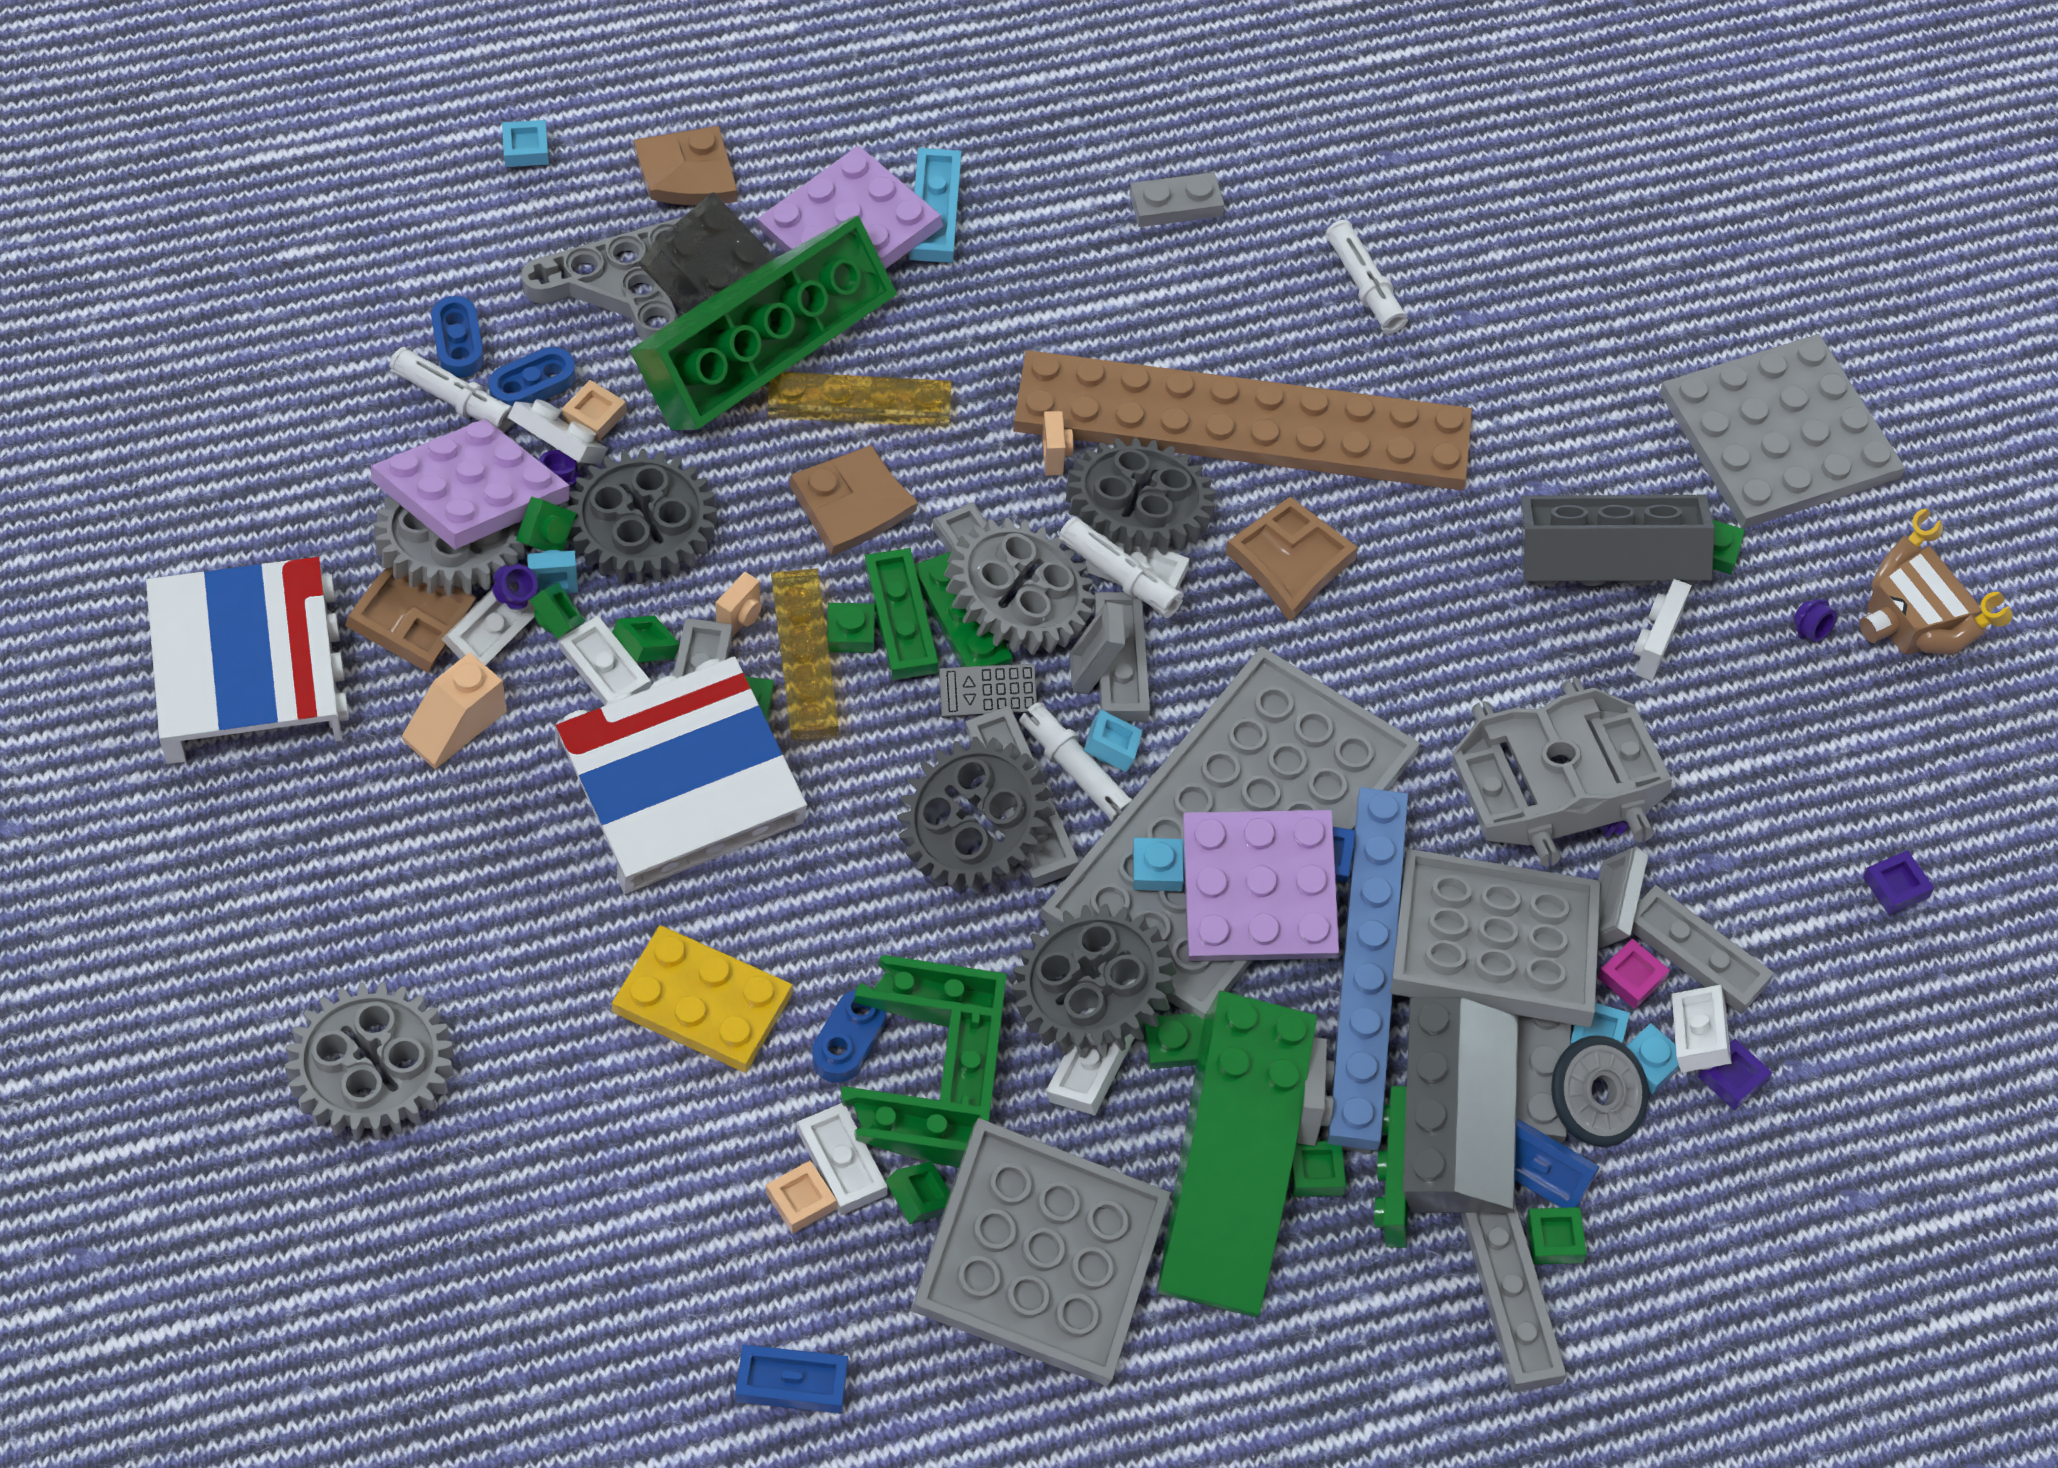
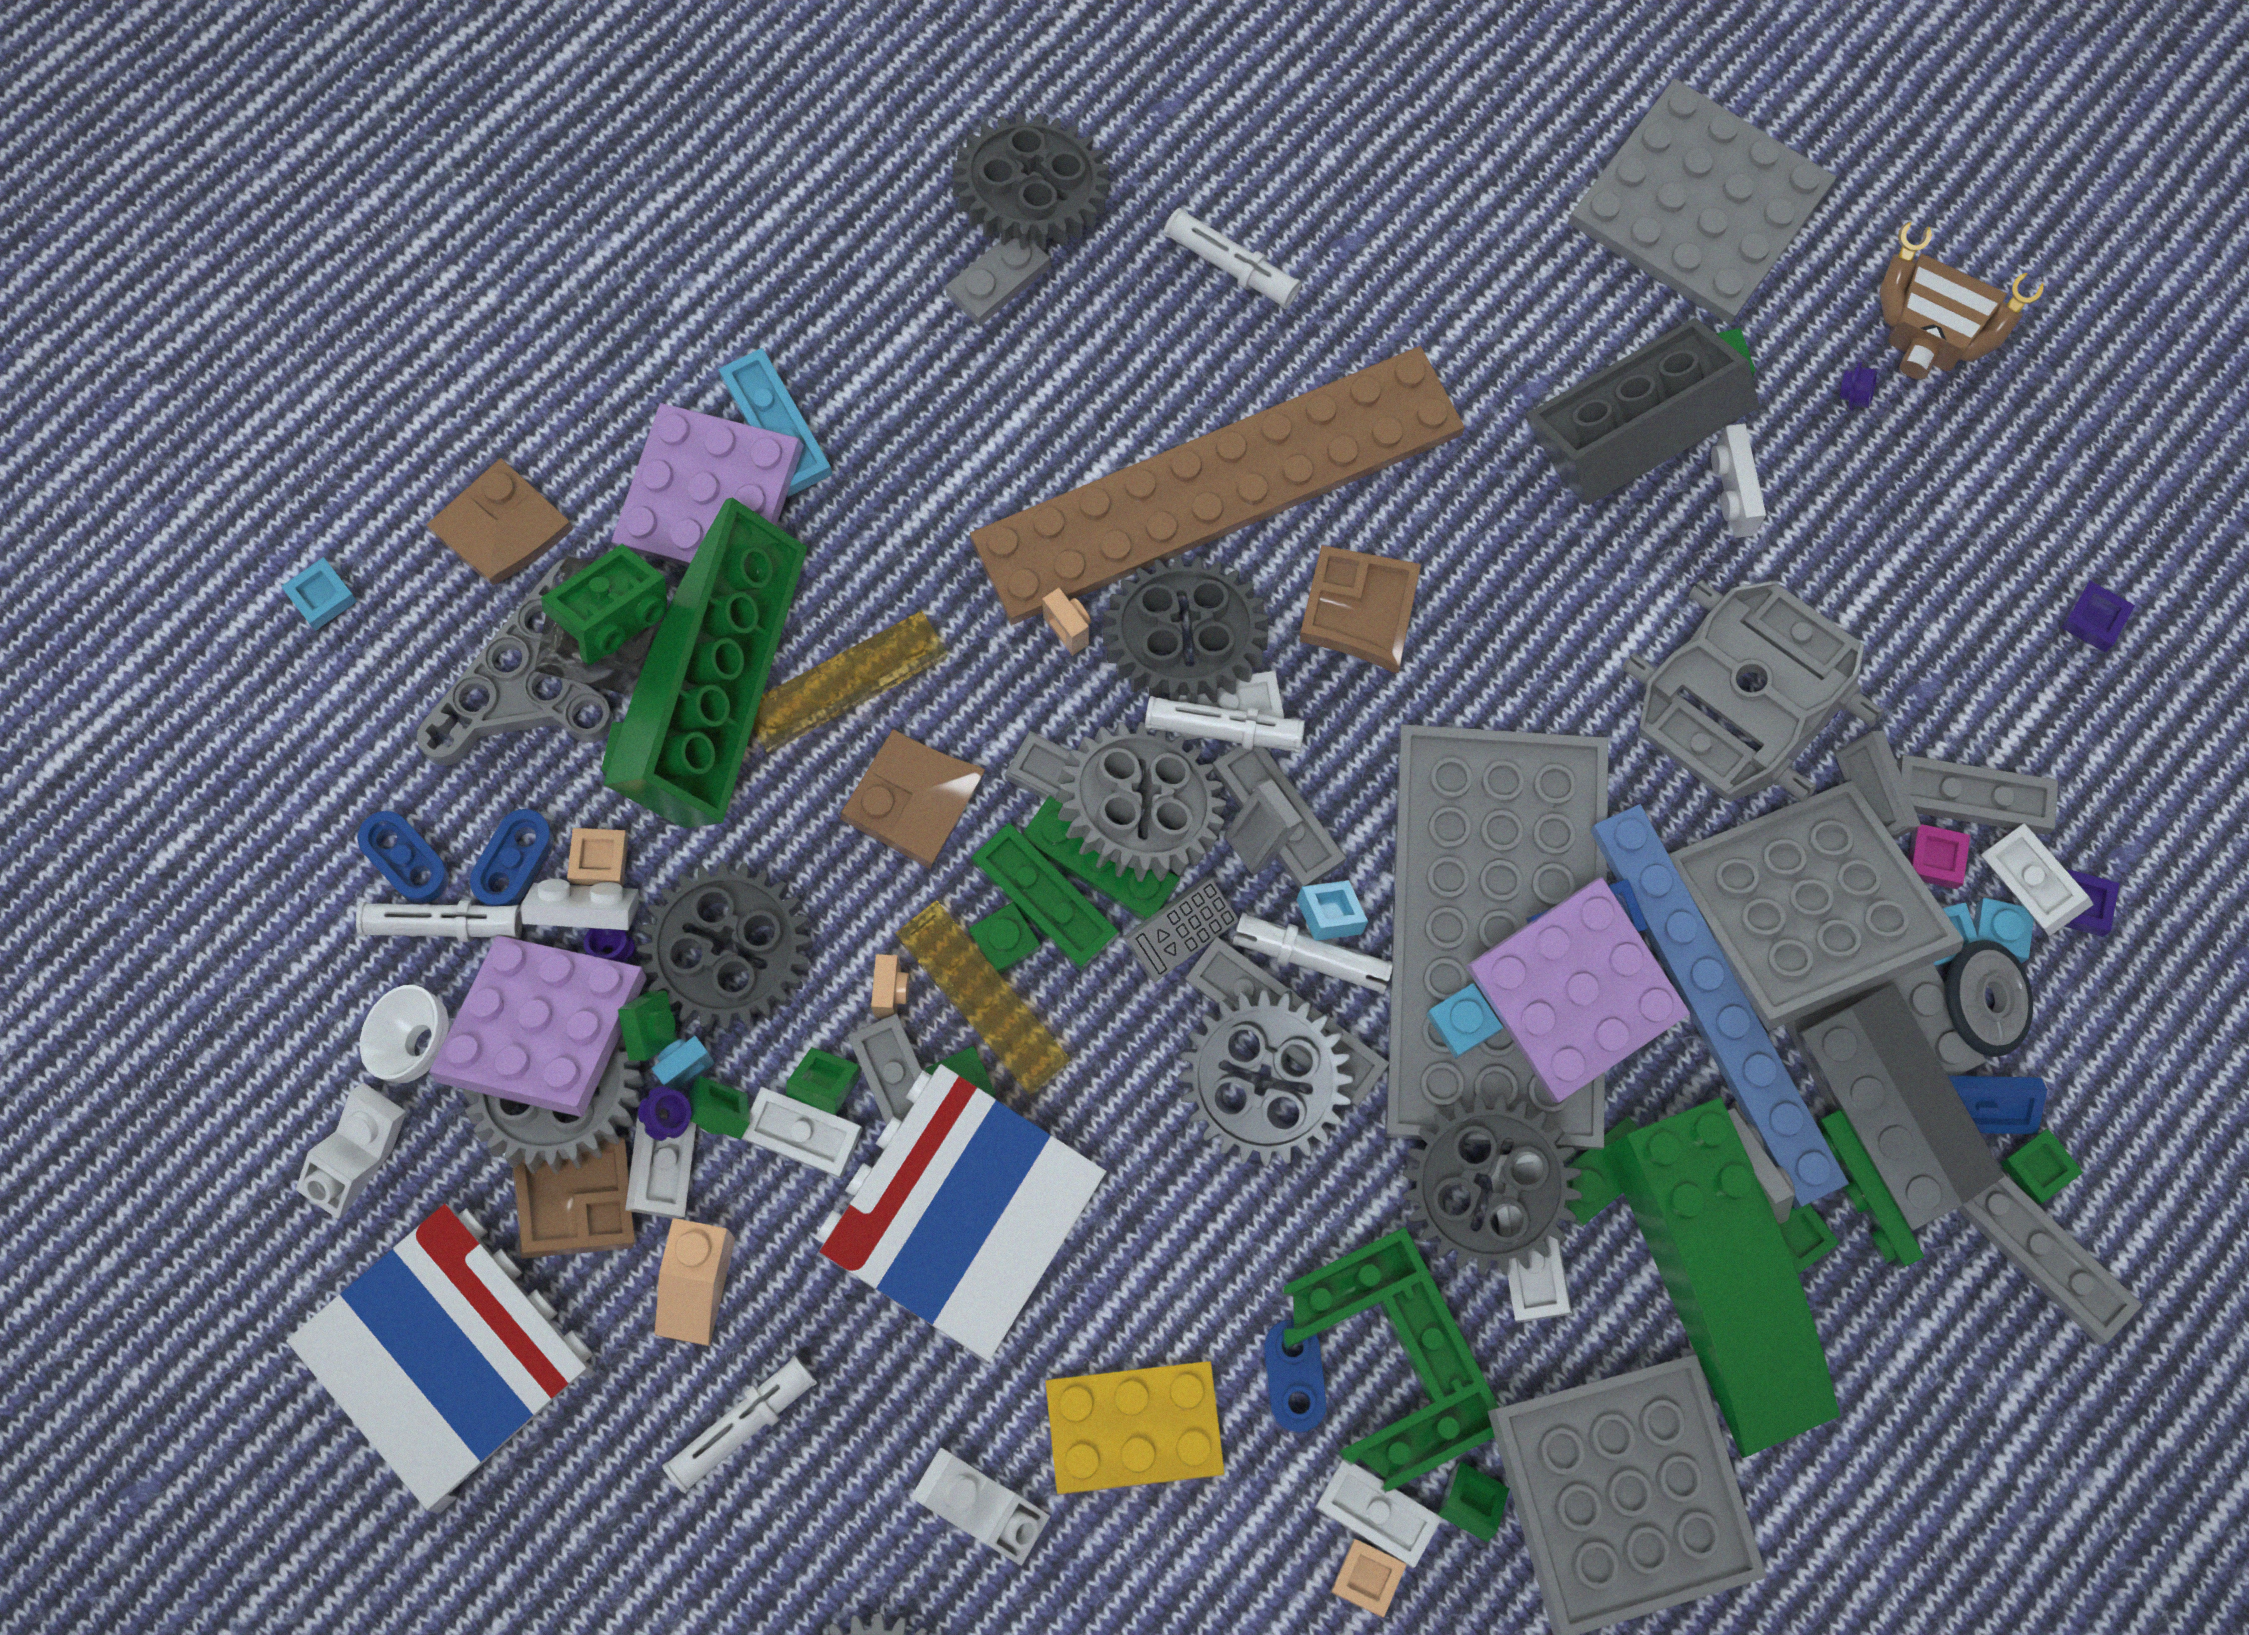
camera: 30 degrees left, 15 degrees up
(272, 505) = (351, 1156): none -> white slope
(372, 440) = (392, 1031): none -> white piece
(427, 823) = (739, 1424): none -> white pin
(548, 979) = (980, 1506): none -> white slope
(718, 233) = (608, 602): none -> green bracket
(1246, 146) = (1030, 181): none -> dark grey gear

